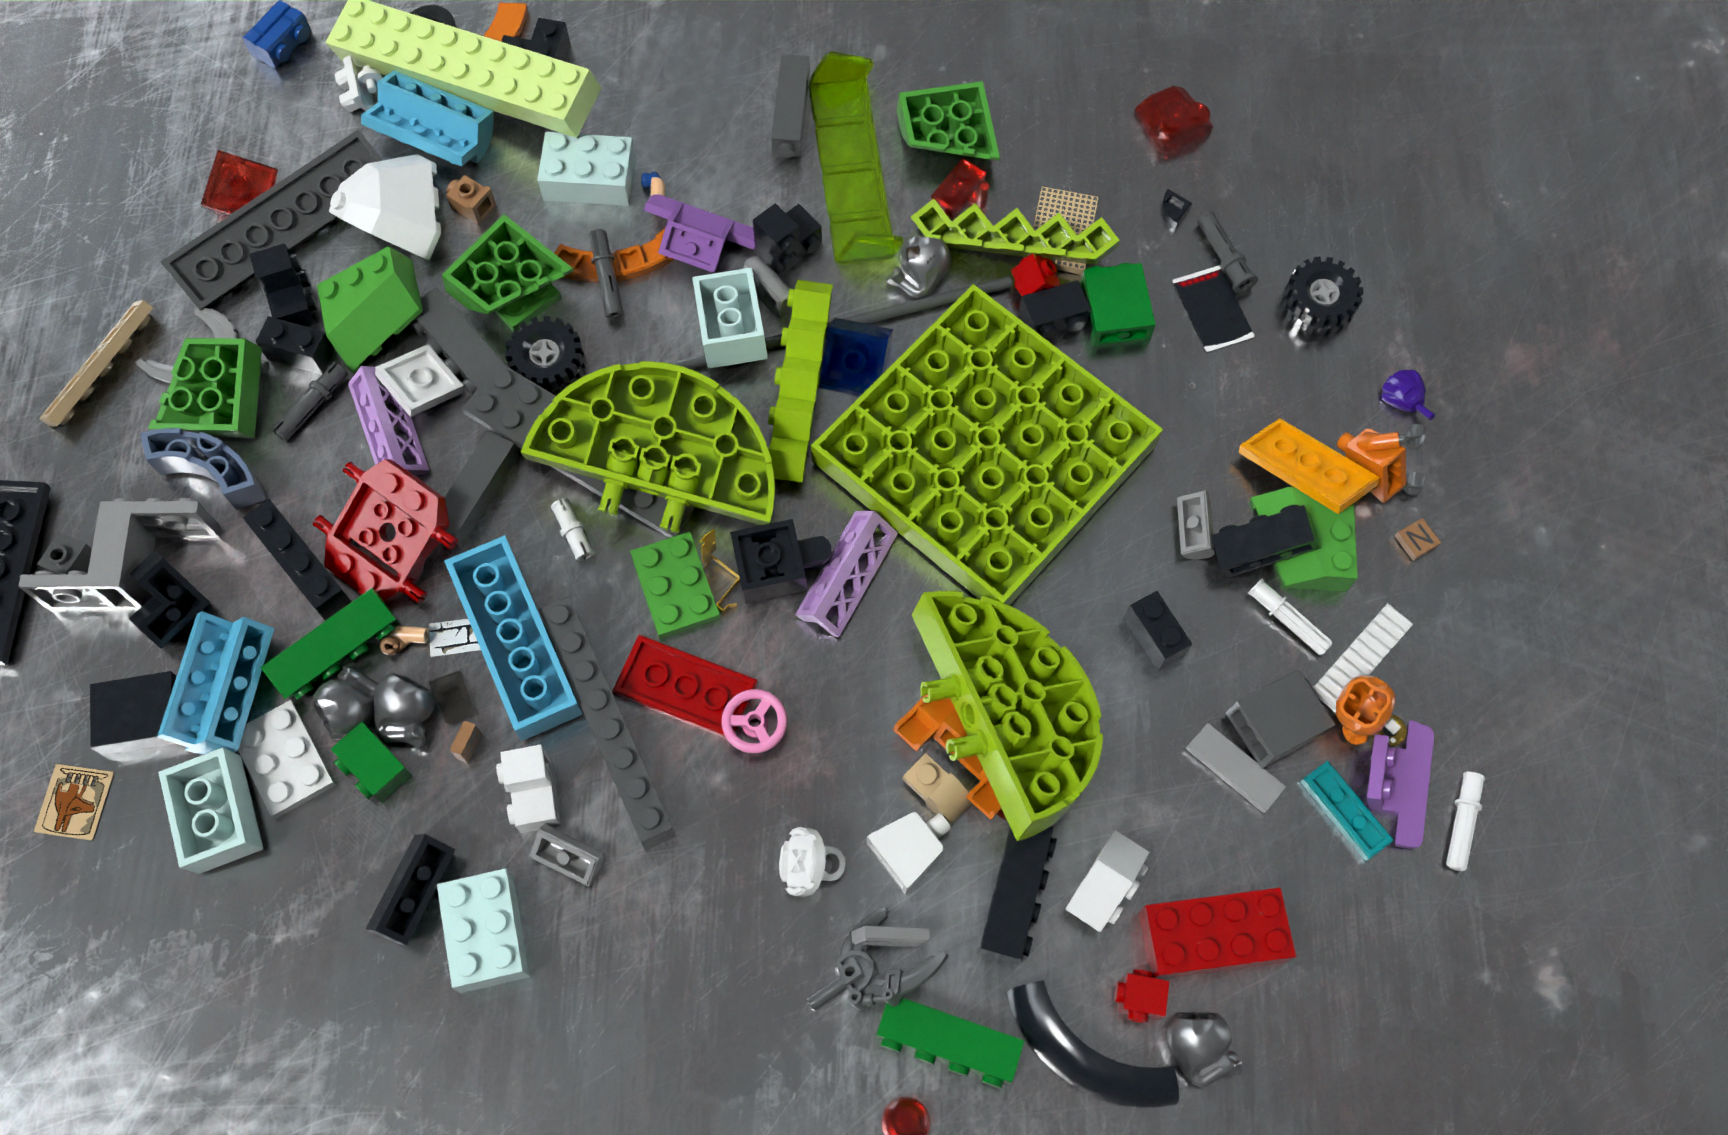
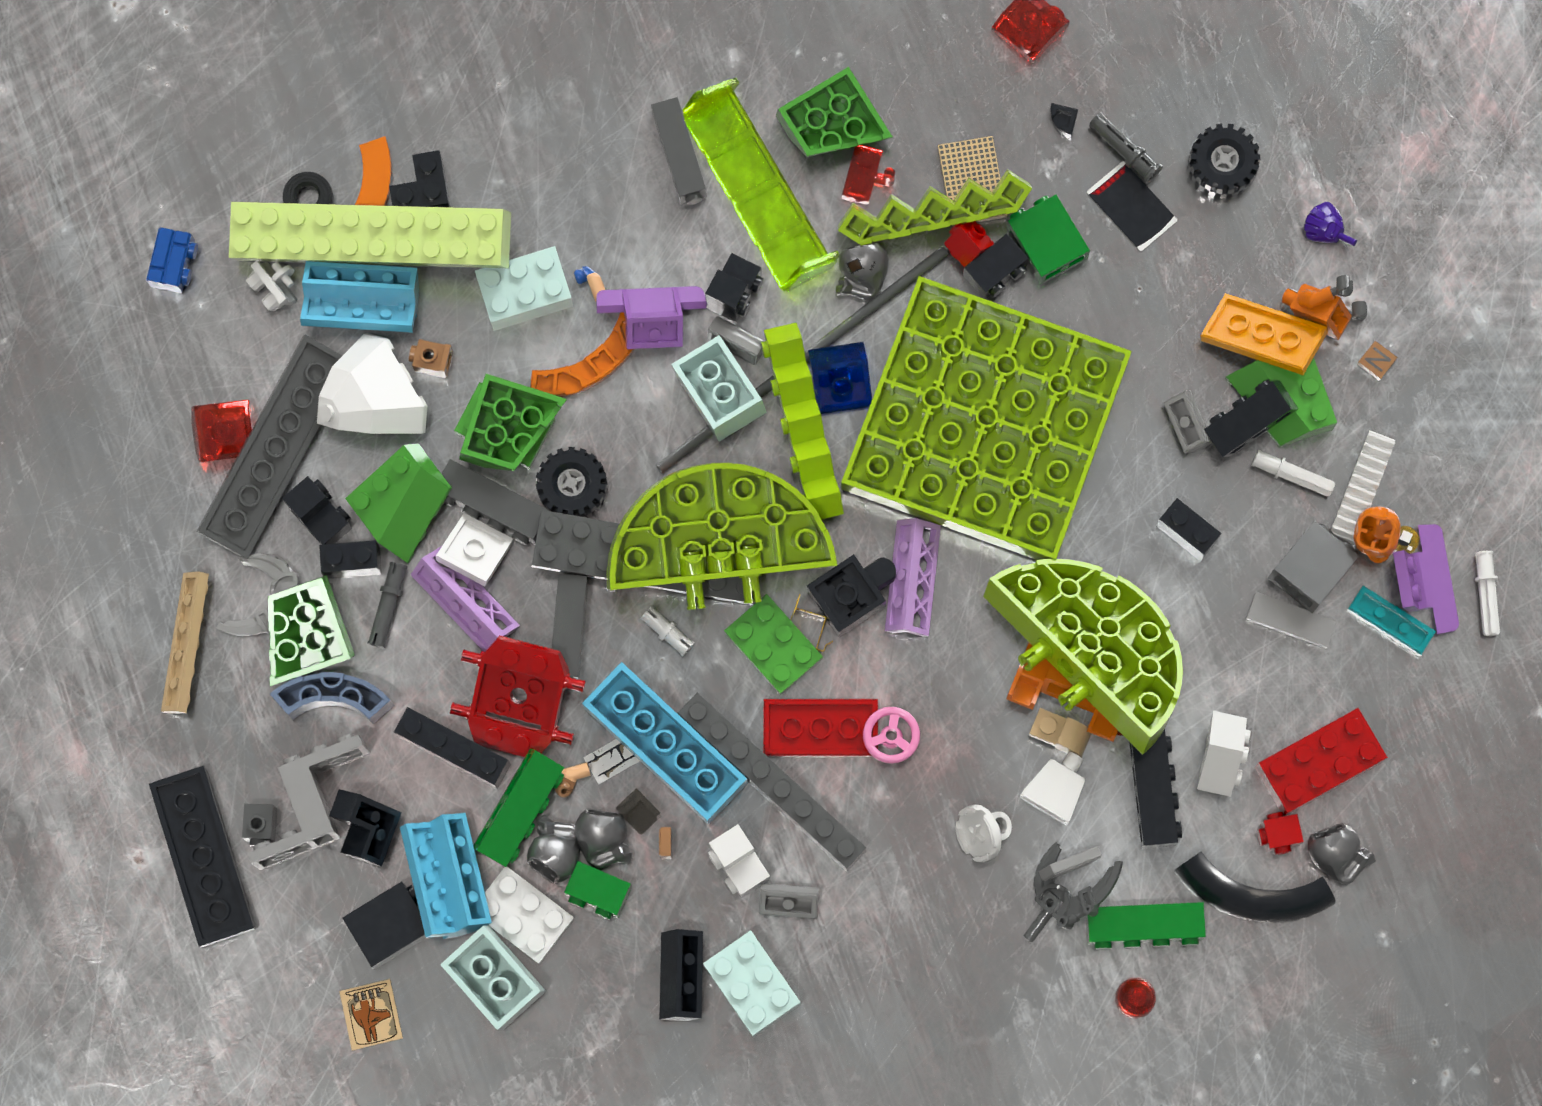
camera: 15 degrees left, 10 degrees up
(605, 271) = (588, 385): dark grey axle -> none

